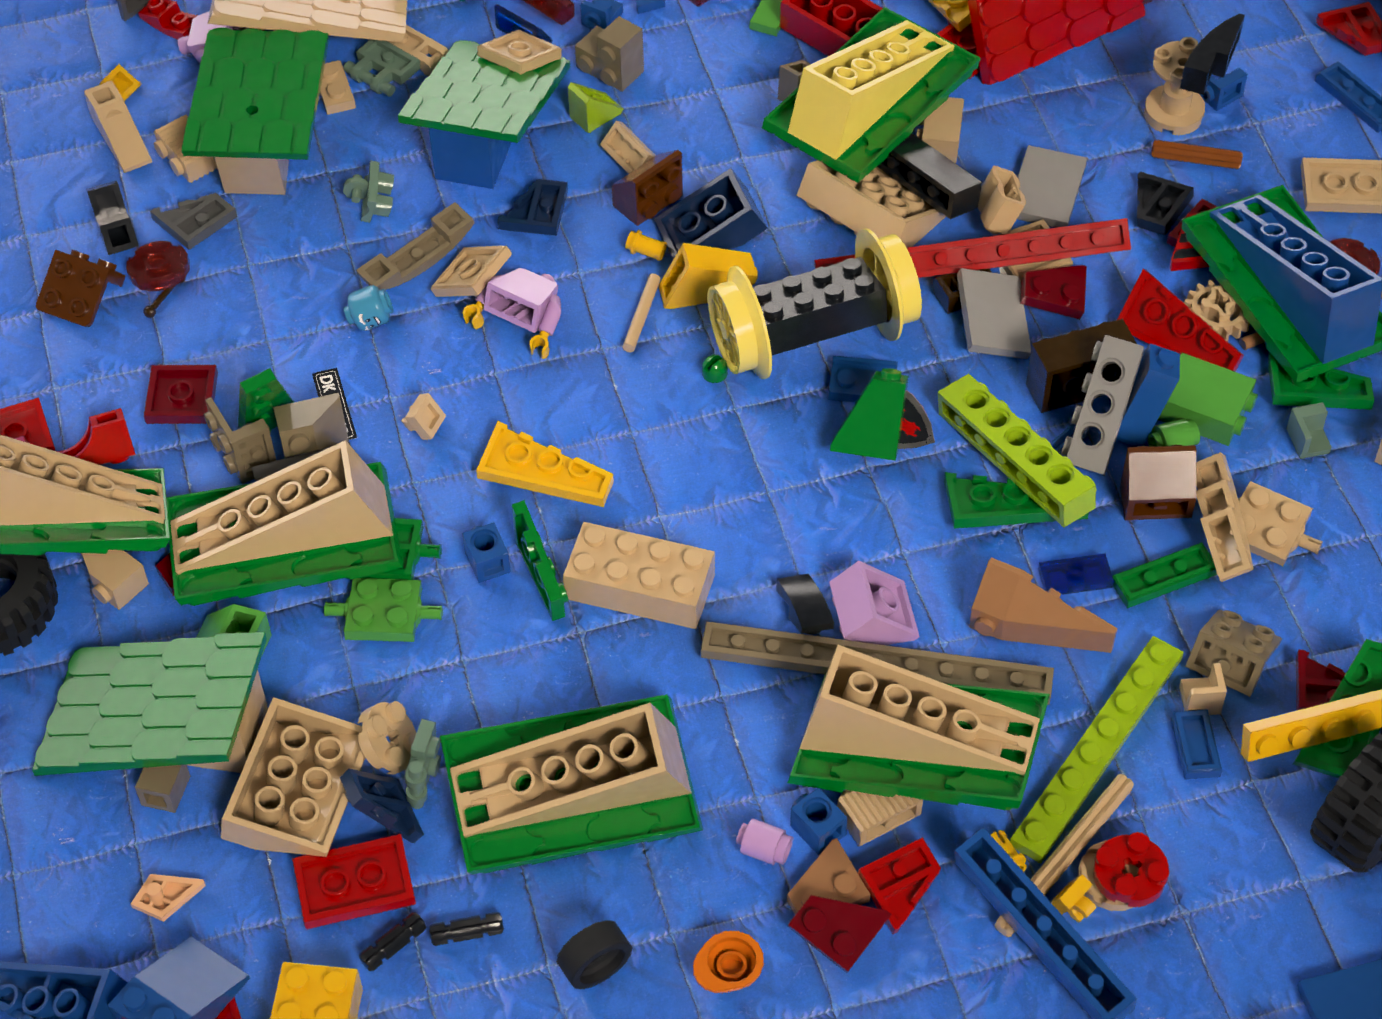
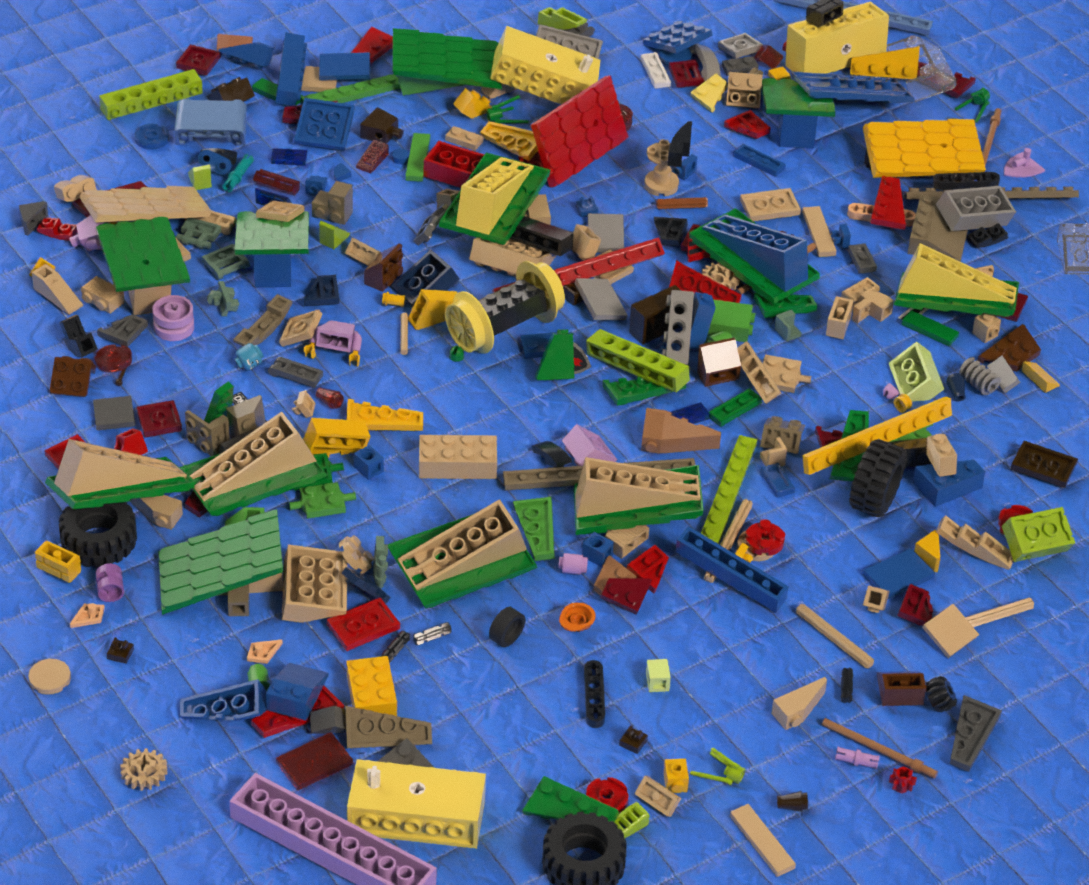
camera: 20 degrees left, 10 degrees down
(117, 367) = (113, 413): none -> dark grey tile
(130, 952) = (259, 672): none -> bright green brick
(276, 213) = (173, 318): none -> lavender wheel
(385, 122) = (224, 257): none -> sand green plate
(435, 351) = (295, 371): none -> dark grey plate
(447, 490) = (336, 436): none -> yellow wedge
(472, 412) = (330, 397): none -> clear red cone
(537, 562) = (399, 459): green wing -> none
(732, 737) = (537, 525): none -> bright green wing
(753, 120) = (430, 224): none -> dark grey wing
(1030, 132) = (586, 206): none -> blue tile
(1056, 290) = (630, 282): dark red wing -> none

